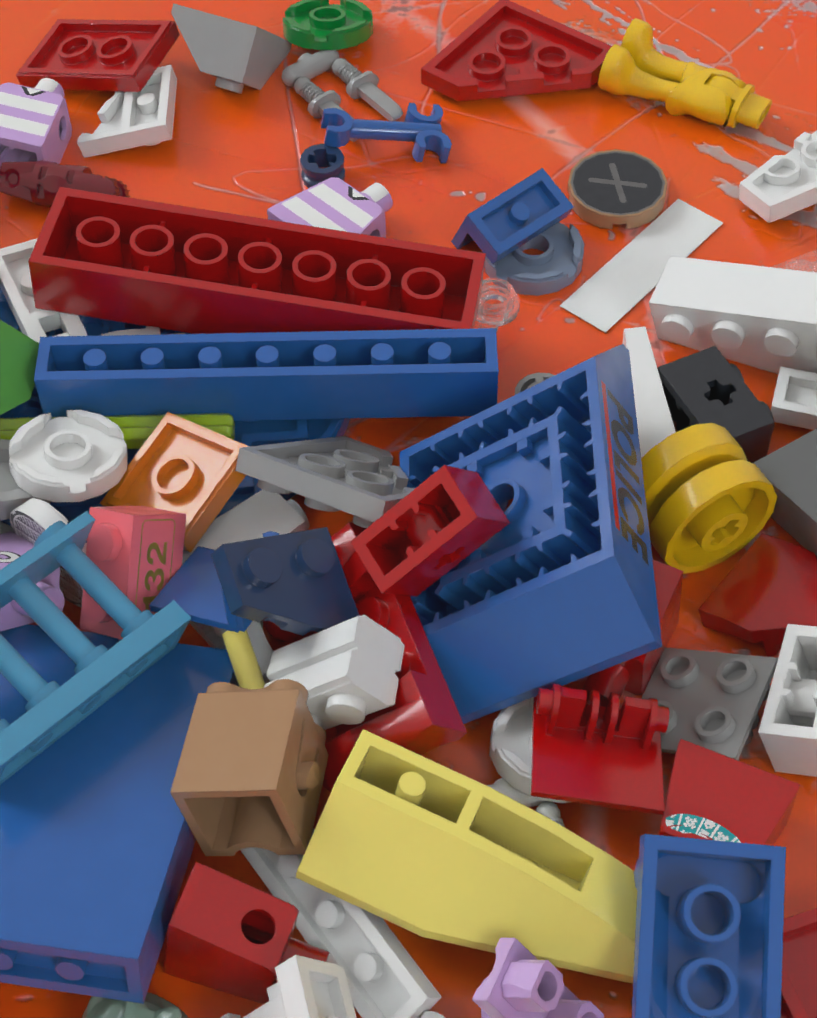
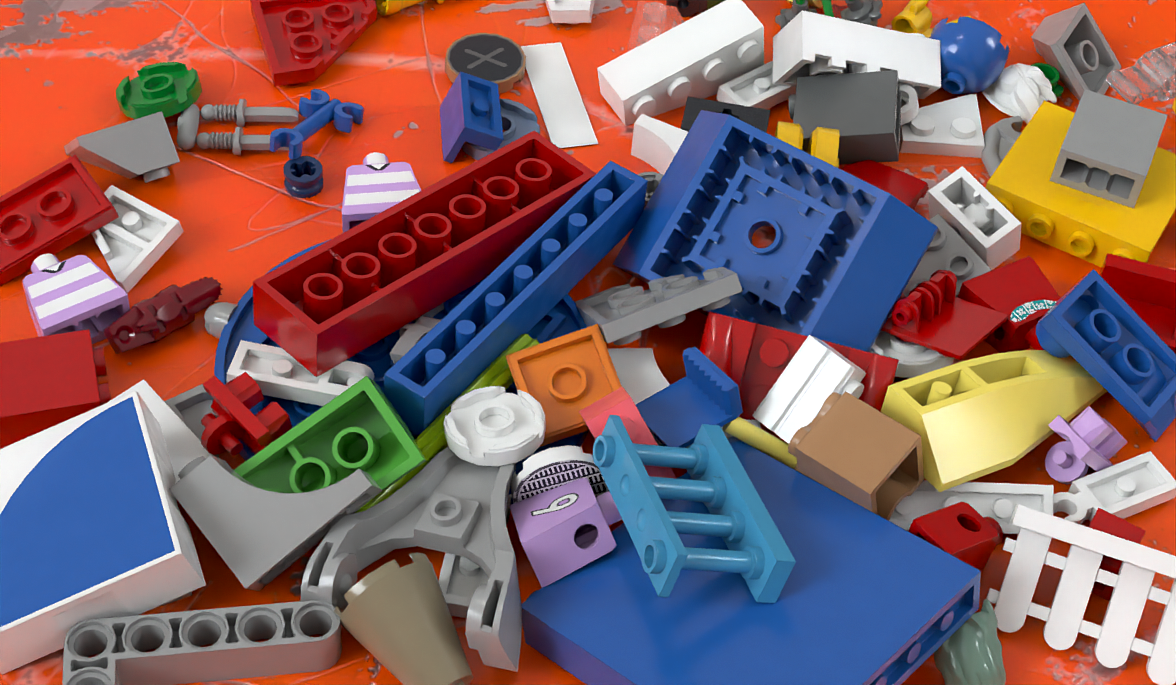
camera: 60 degrees left, 5 degrees down
(286, 581) = (739, 360): dark blue wing -> none
(429, 531) = (769, 272): red brick -> none

